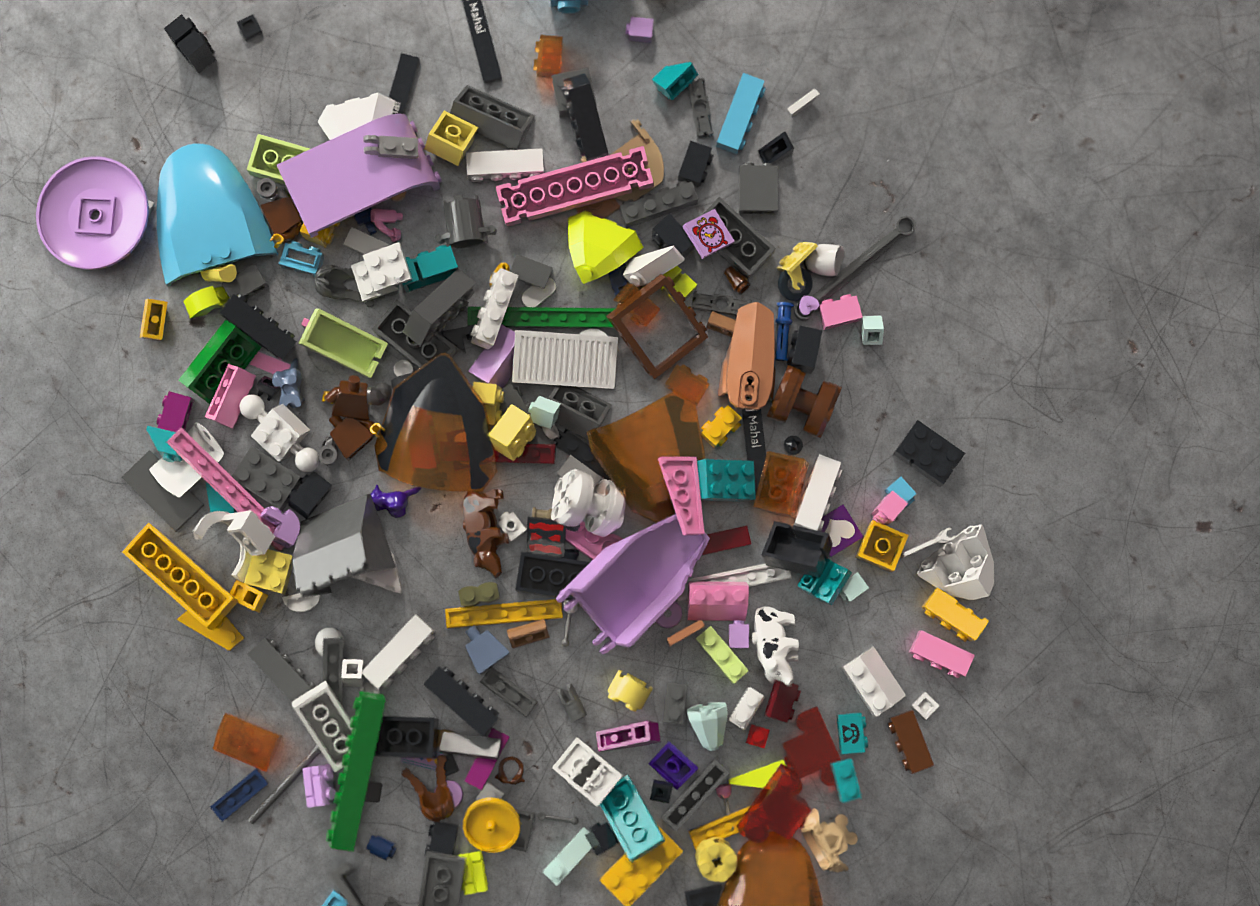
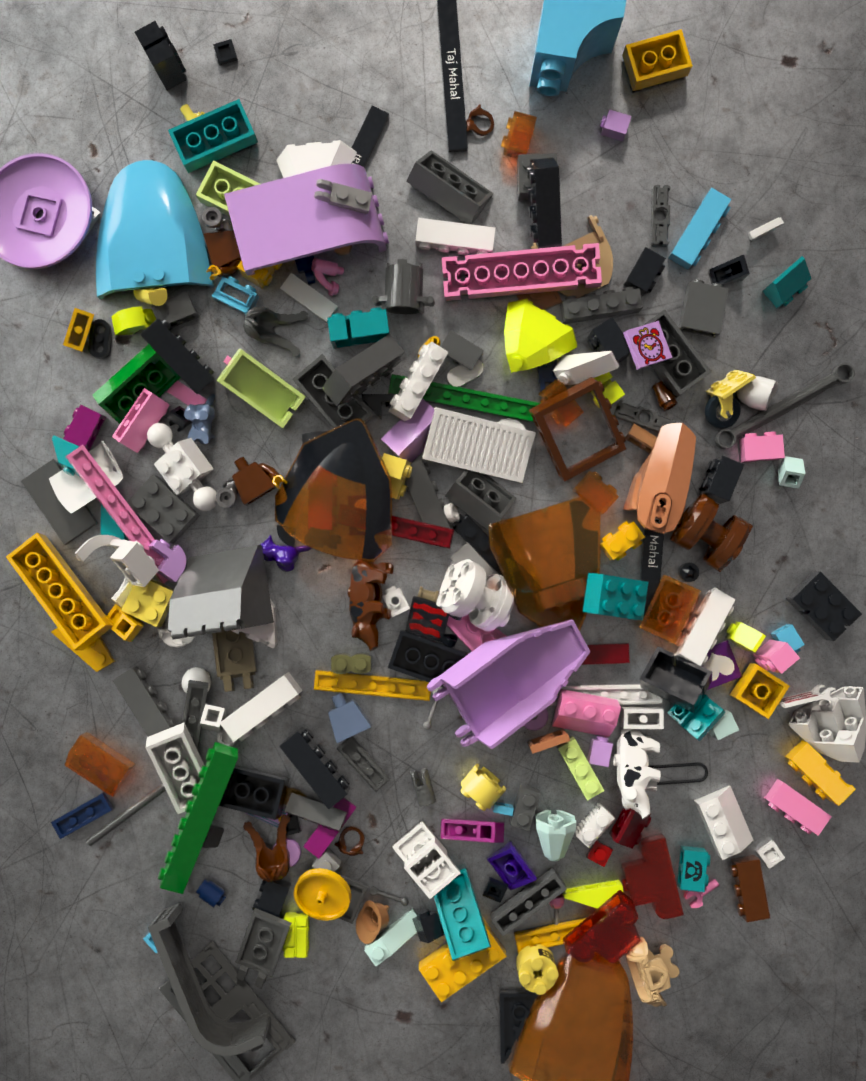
camera: 15 degrees right, 5 degrees up
(175, 325) = (99, 339): none -> black plate
(229, 96) = (188, 114): none -> light yellow arm
(253, 110) = (213, 136): none -> teal brick
(309, 494) = (201, 533): black brick -> none
(319, 785) = (160, 822): lavender brick -> none
(355, 397) = (263, 446): reddish brown torso -> none
(361, 608) = (234, 658): none -> dark tan tile
(381, 272) = (312, 323): white bracket -> none
(392, 483) = (284, 536): none -> black tile
(403, 367) = (317, 423): white tile -> none
(451, 138) = (405, 200): light yellow brick -> none
(506, 40) = (473, 127): none -> reddish brown piece
(512, 433) = (414, 511): light yellow brick -> none
(528, 633) = (392, 710): medium nougat brick -> none
(544, 412) = (449, 495): light aqua brick -> none
(544, 843) = (371, 921): none -> medium nougat piece
(653, 708) = (503, 808): none -> medium azure tile
(674, 79) = (641, 181): teal slope -> none
(684, 490) = (575, 603): bright pink wing -> none
(772, 594) = (642, 718): none -> white brick
(783, 319) = (705, 447): blue pin -> none
(808, 304) = (731, 434): lavender piece -> none
(828, 650) = (682, 765): none -> black piece
(834, 150) = (788, 283): none -> teal slope
(846, 780) = (681, 919): teal brick -> none
(856, 496) = (745, 636): none -> neon yellow slope
(865, 756) = (699, 895): none -> bright pink bar

